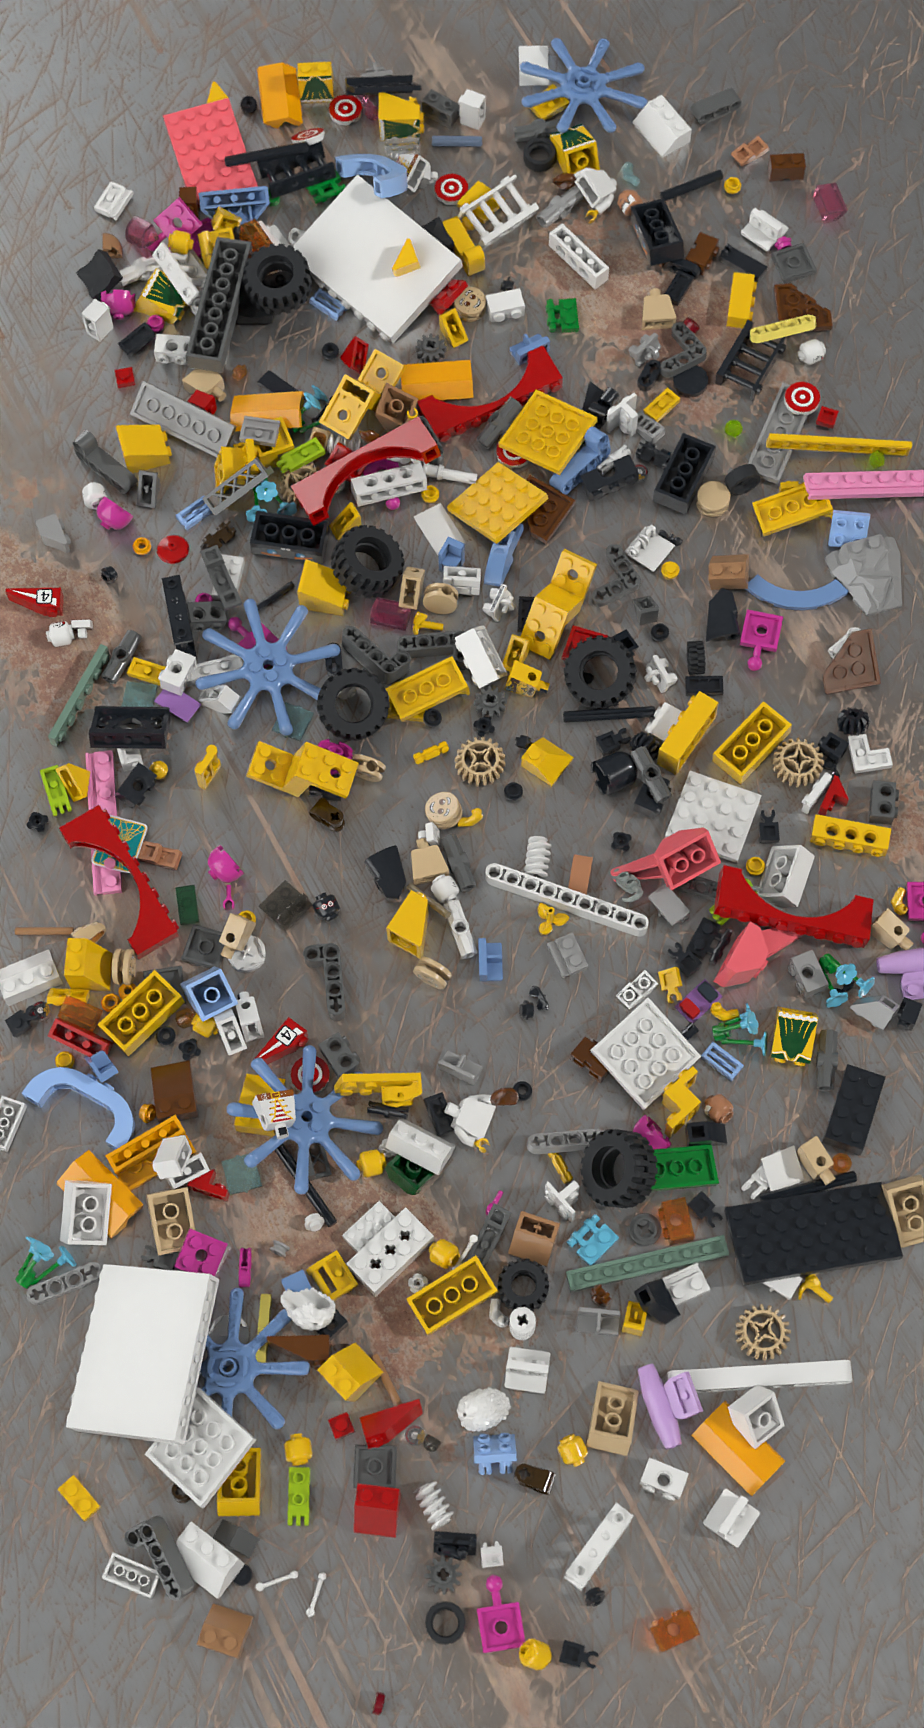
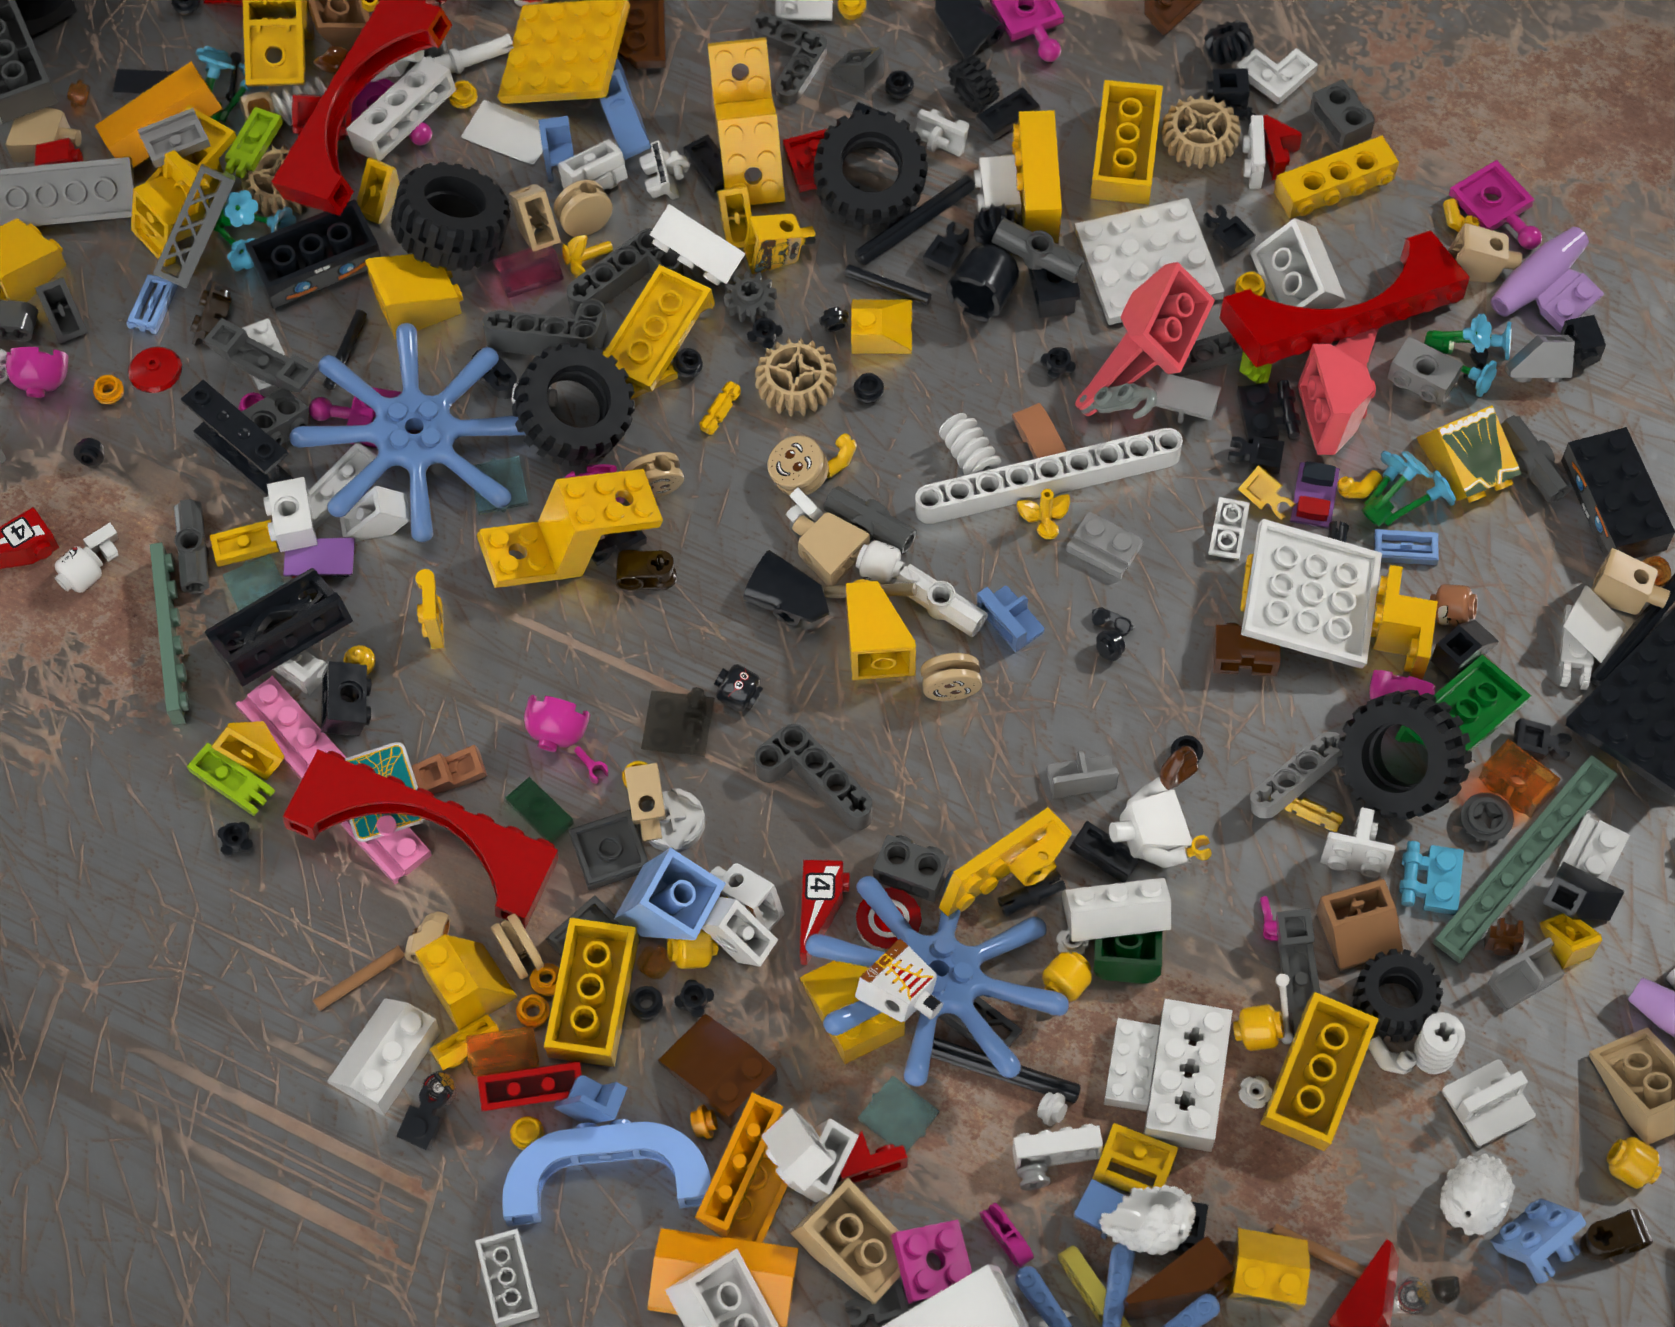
camera: 35 degrees left, 5 degrees down
(299, 1242) = (1058, 1147): none -> white piece
(567, 740) = (888, 284): none -> black bar

